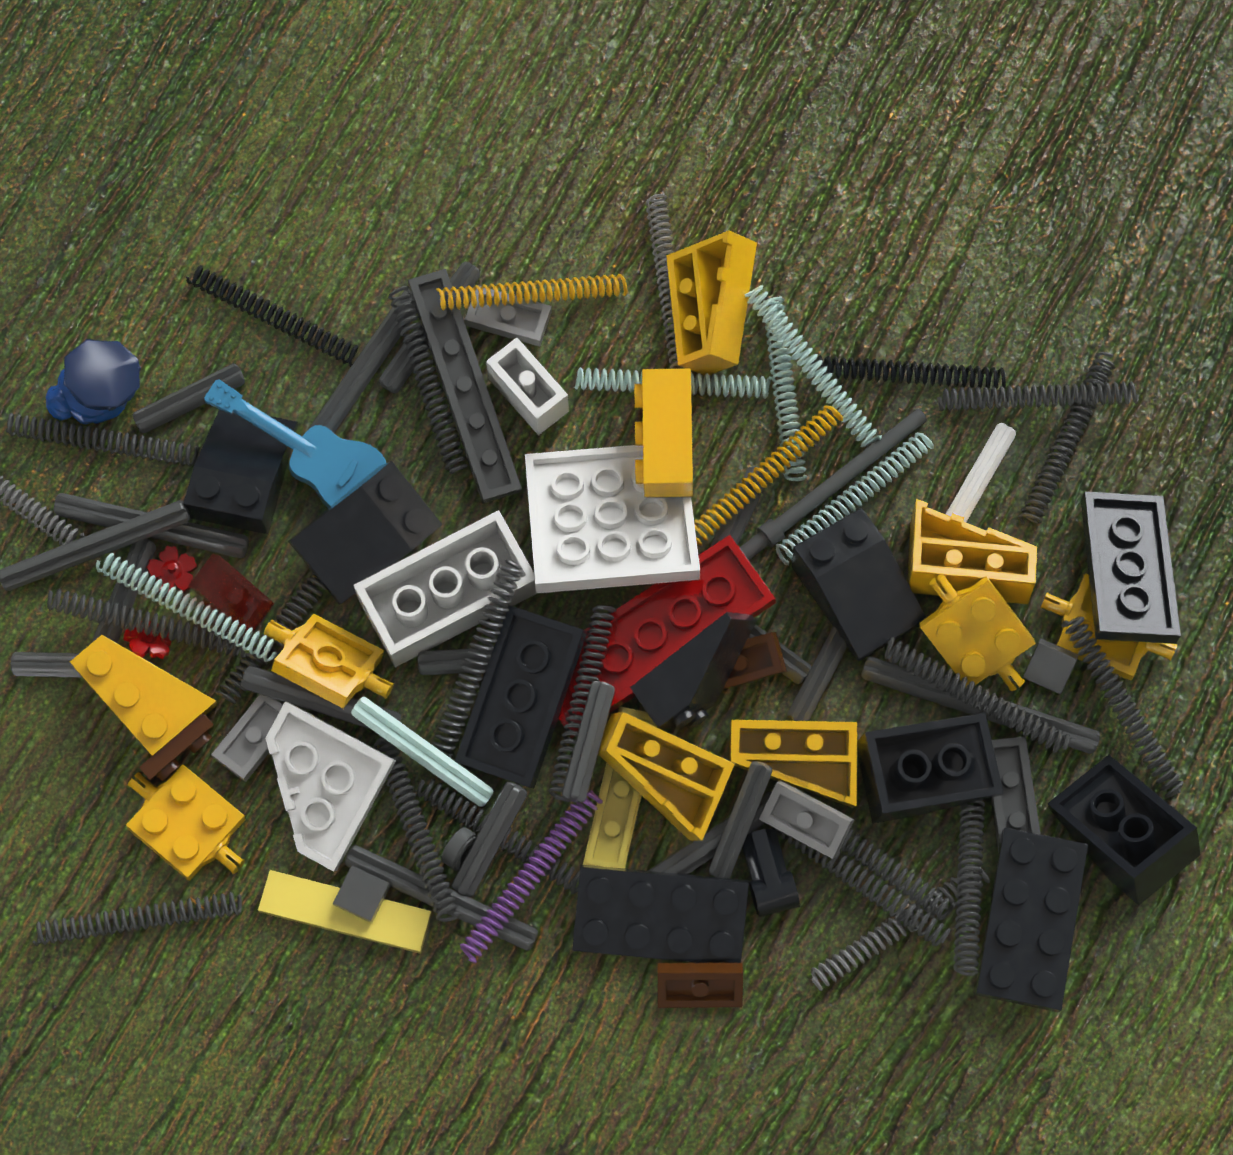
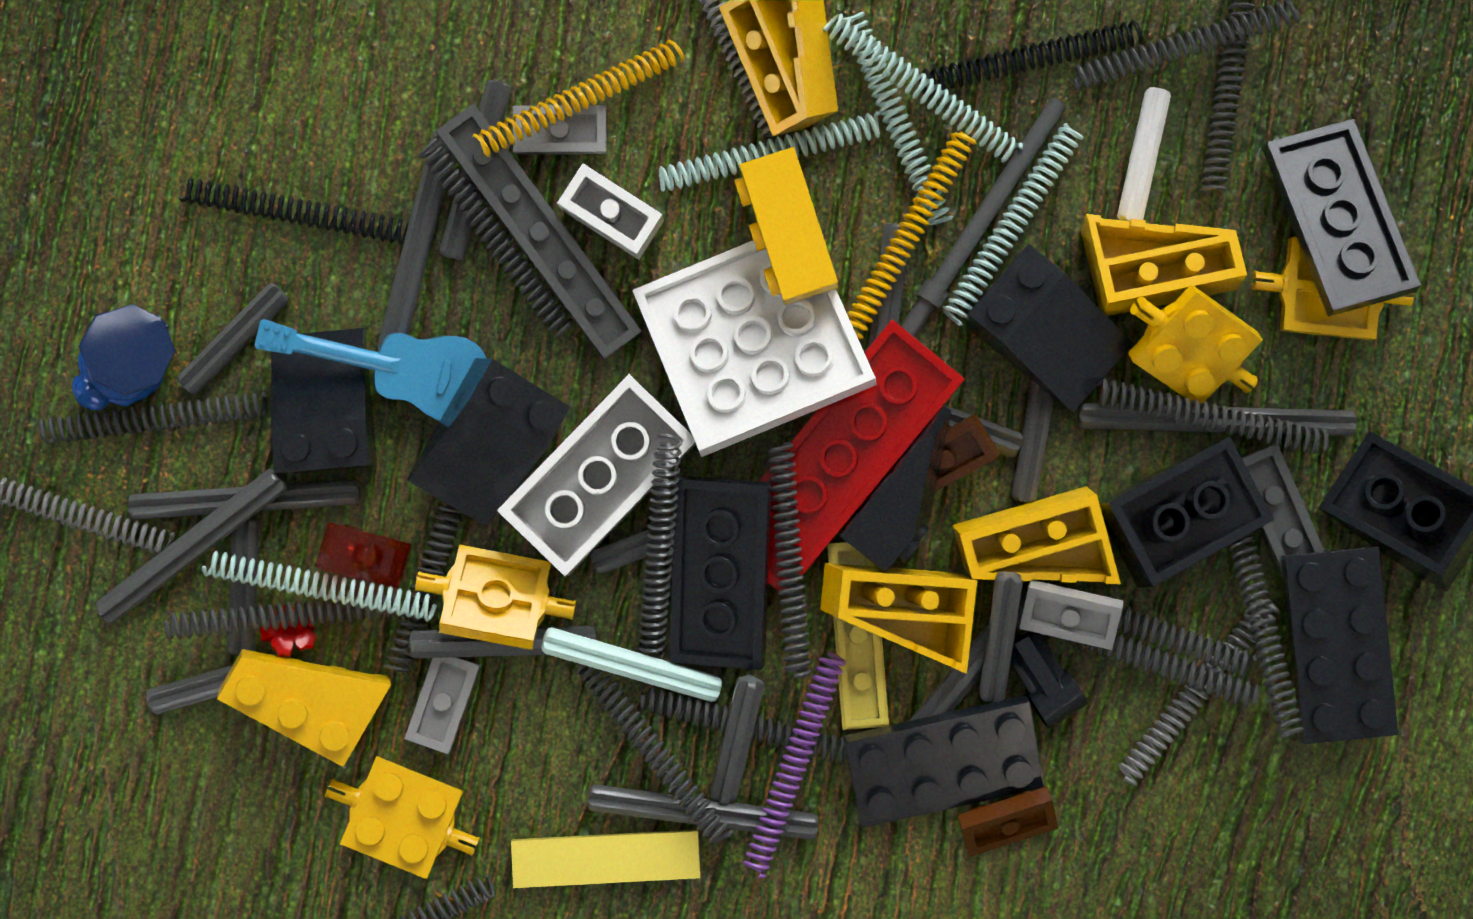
camera: 20 degrees left, 15 degrees up
(165, 760) = (360, 761): reddish brown plate -> none
(173, 568) = (286, 541): red plant -> none
(324, 782) = (537, 730): white plate -> none
(361, 894) = (619, 839): dark grey tile -> none
(458, 848) = (707, 756): dark grey tile -> none
(588, 741) = (812, 606): dark grey axle -> none
(1050, 666) = (1282, 353): dark grey tile -> none
(1118, 698) = (1372, 377): dark grey piece -> none

